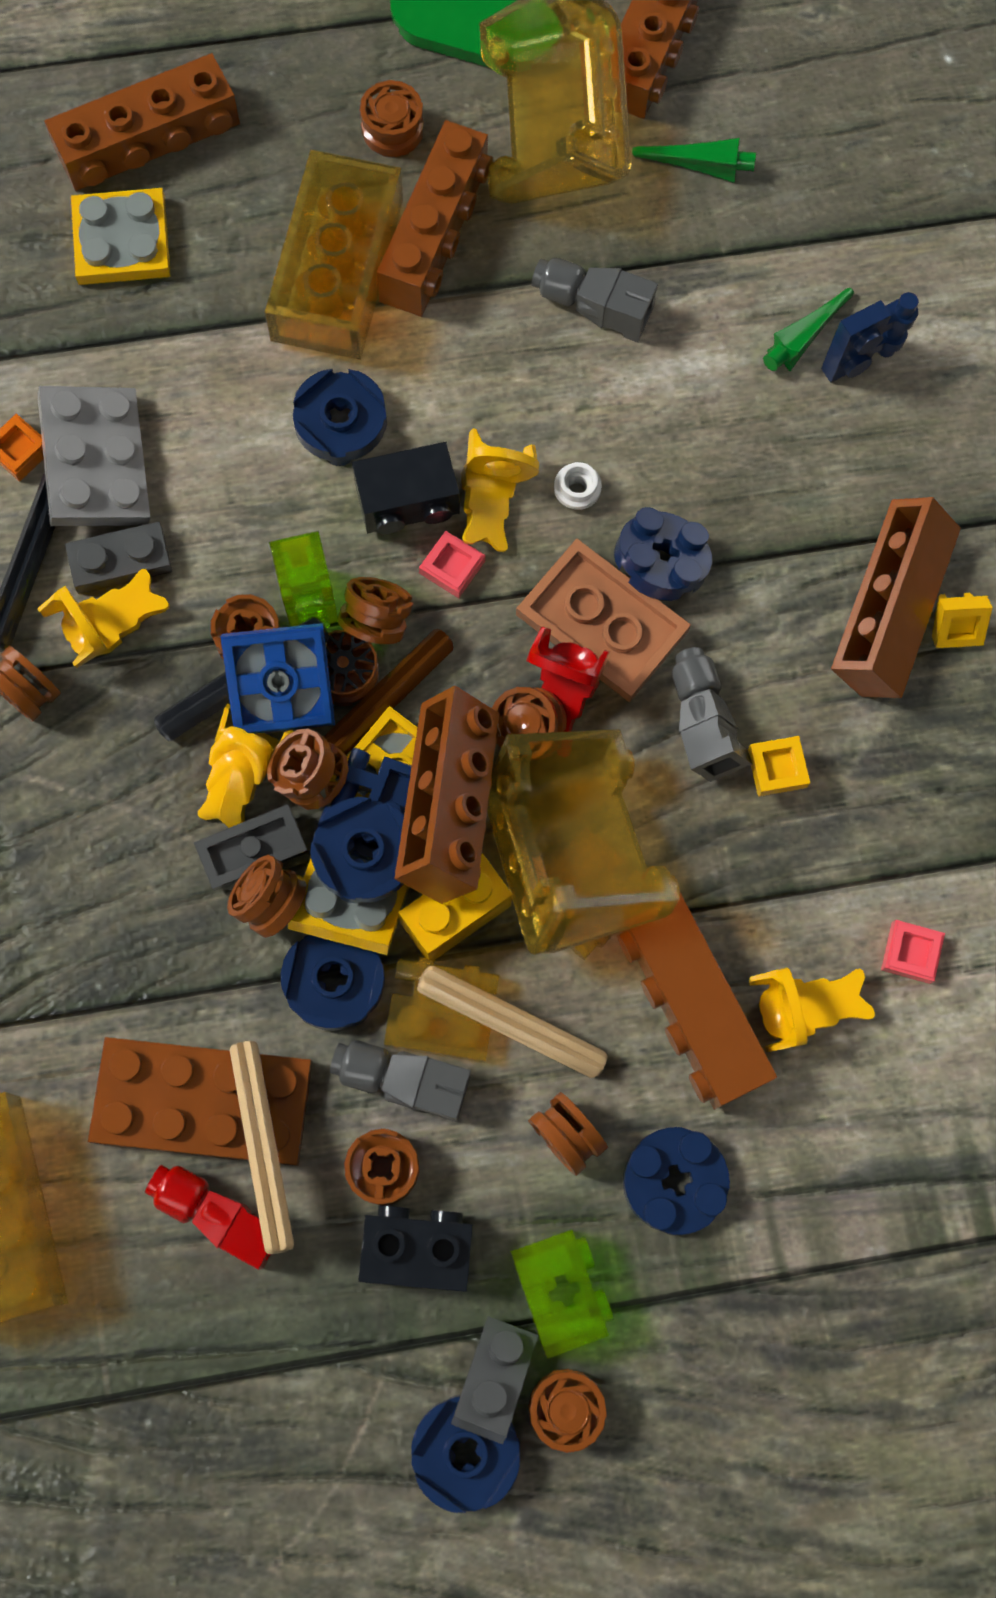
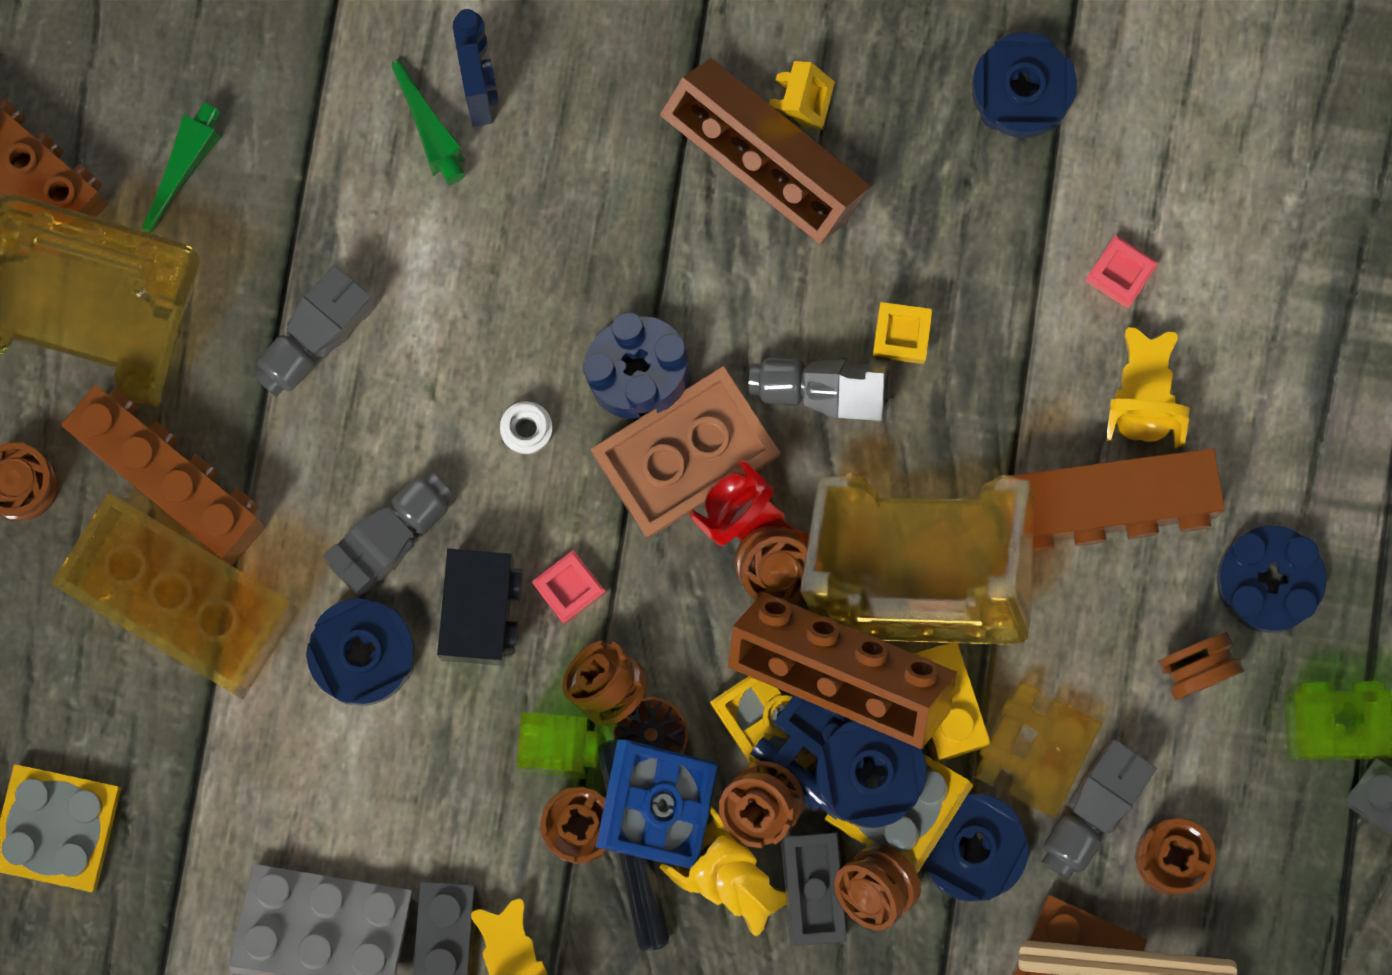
camera: 70 degrees left, 5 degrees up
(390, 690) = (690, 698): reddish brown axle -> none
(416, 1251) = (1265, 848): black brick -> none
(440, 401) = (387, 535): none -> dark grey piece
(489, 485) = (494, 519): yellow hair -> none
(511, 1021) = (1076, 684): tan axle -> none

